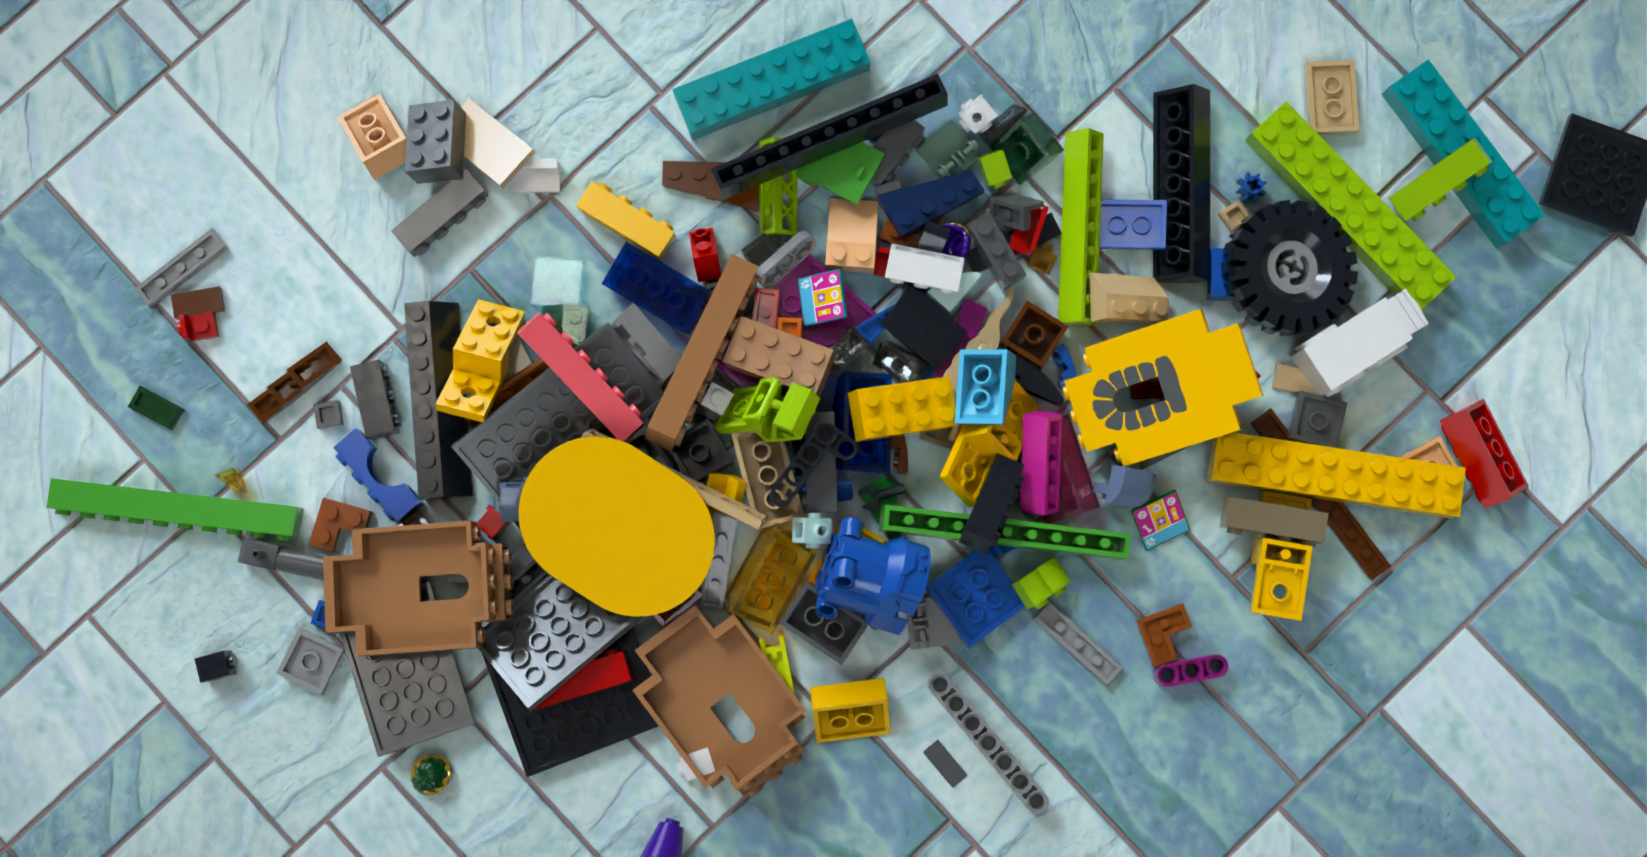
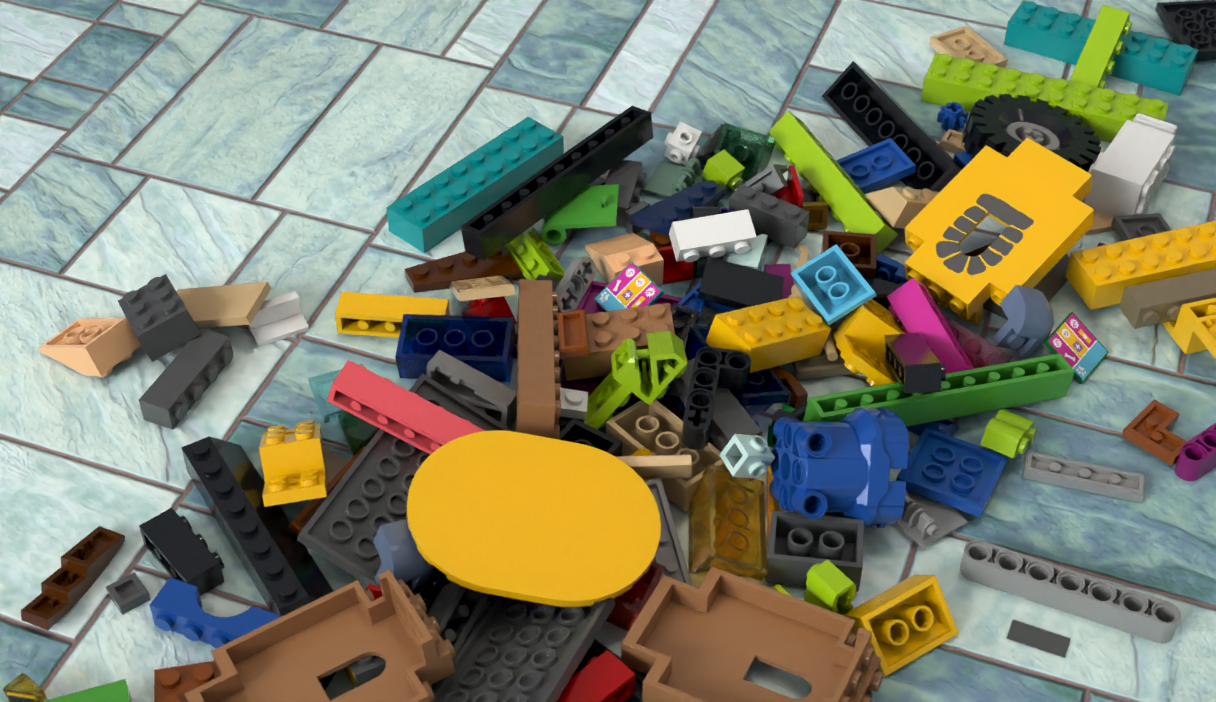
camera: 25 degrees left, 40 degrees down
(705, 235) = (482, 288): none -> tan tile
(738, 349) = (573, 334): none -> dark orange tile
(807, 670) = (829, 588): none -> lime brick

